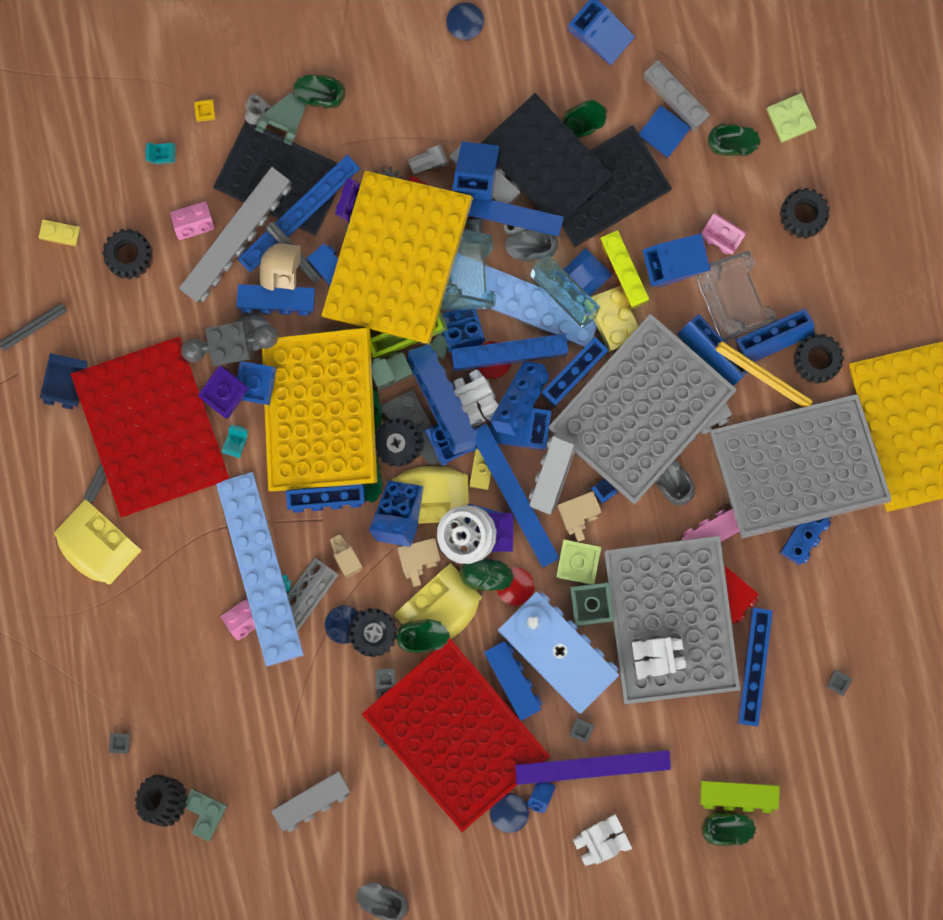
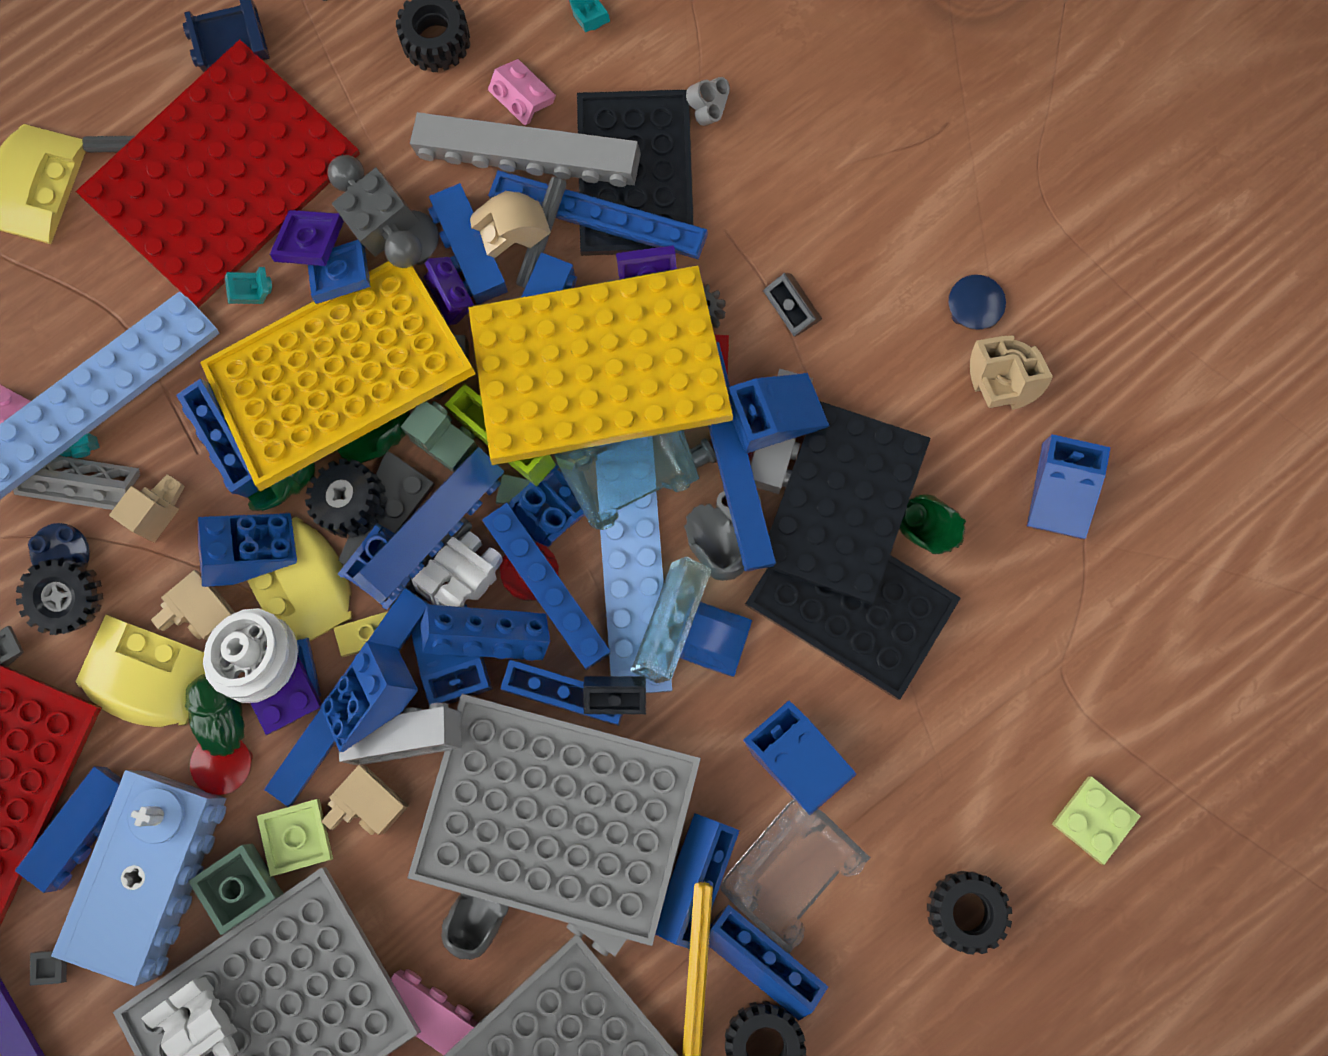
camera: 65 degrees right, 5 degrees down
(204, 110) = (674, 36): yellow plate -> none
(284, 115) = (719, 133): sand green flag -> none
(299, 324) = (447, 289): none -> dark purple bracket
(319, 91) = (777, 162): dark green hair -> none
(410, 128) = (792, 304): none -> black slope
(422, 636) = (79, 665): dark green hair -> none
(432, 158) = (765, 351): light grey piece -> none
(518, 27) = (1008, 372): none -> tan brick
(522, 479) = (368, 694): none -> blue slope
(591, 342) = (614, 695): none -> black slope
(603, 491) = (410, 820): blue panel -> none
(614, 318) = (673, 709): light yellow plate -> none
(624, 270) = (747, 689): neon yellow brick -> none
(664, 131) = (975, 647): blue tile -> none
(676, 96) = (1035, 637): light grey brick -> none
(723, 234) = (874, 806): bright pink bracket -> none
(733, 140) = (1017, 751): dark green hair -> none

